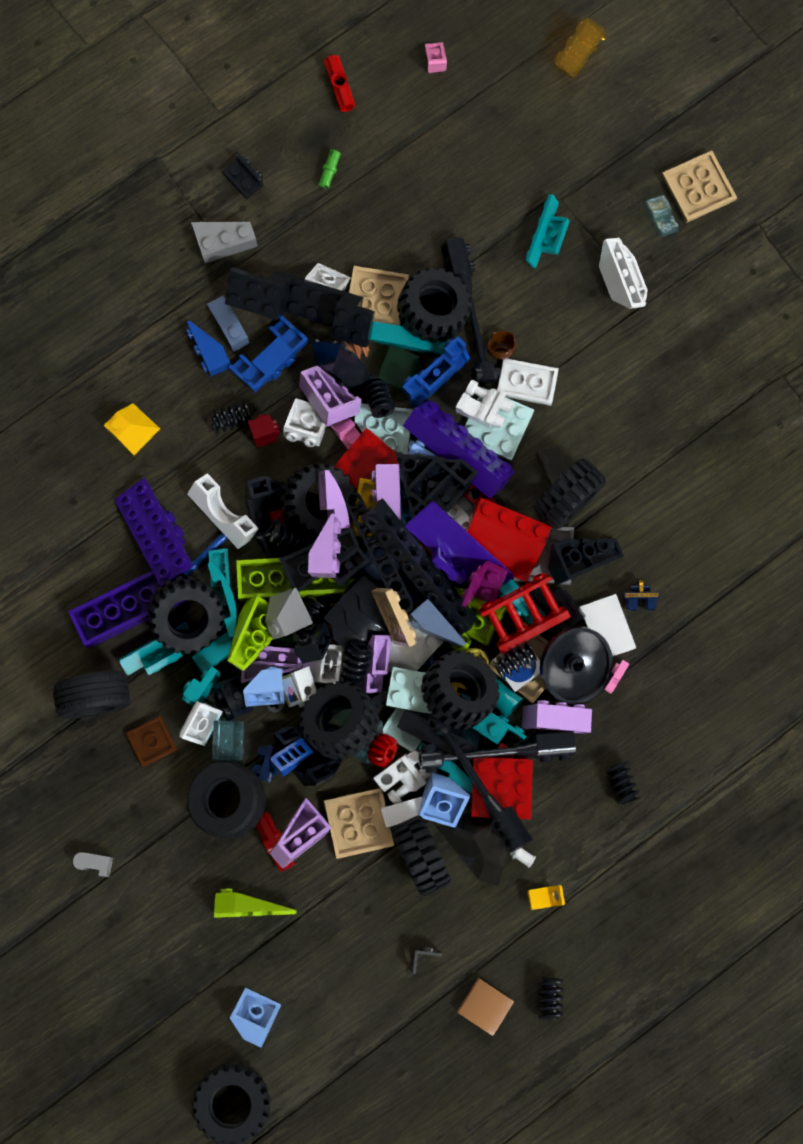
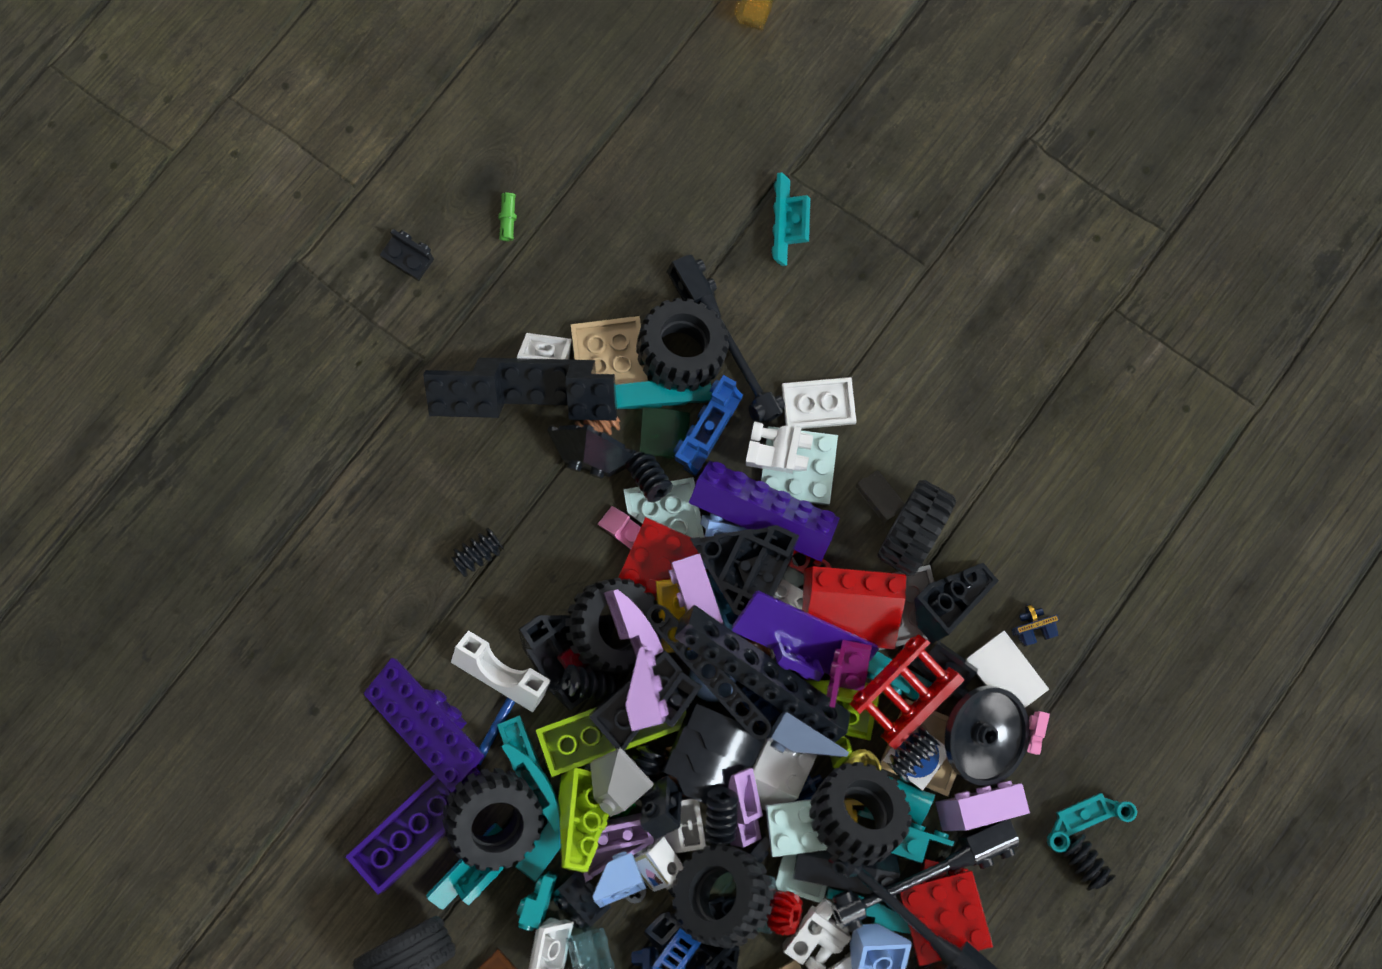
camera: 15 degrees left, 0 degrees up
(131, 428) = (359, 599): yellow slope -> none
(212, 352) = (431, 479): blue slope -> none
(223, 238) = (404, 336): light grey wedge -> none
(228, 324) = (440, 437): sand blue slope -> none
(264, 430) = (521, 556): dark red brick -> none
(273, 359) = (507, 465): blue bracket -> none
(304, 424) = (570, 531): white plate -> none
(327, 397) = (586, 493): lavender wedge -> none
(342, 92) = (483, 102): red piece -> none
(394, 617) = (755, 752): tan plate -> none
(435, 57) = (594, 49): bright pink slope -> none
(501, 345) = (776, 368): reddish brown hair -> none
(622, 274) = (892, 244): white wedge -> none
(634, 748) = (1086, 814): none -> teal plate
(662, 216) = (915, 161): clear light blue slope -> none
(699, 186) = (948, 114): tan plate -> none

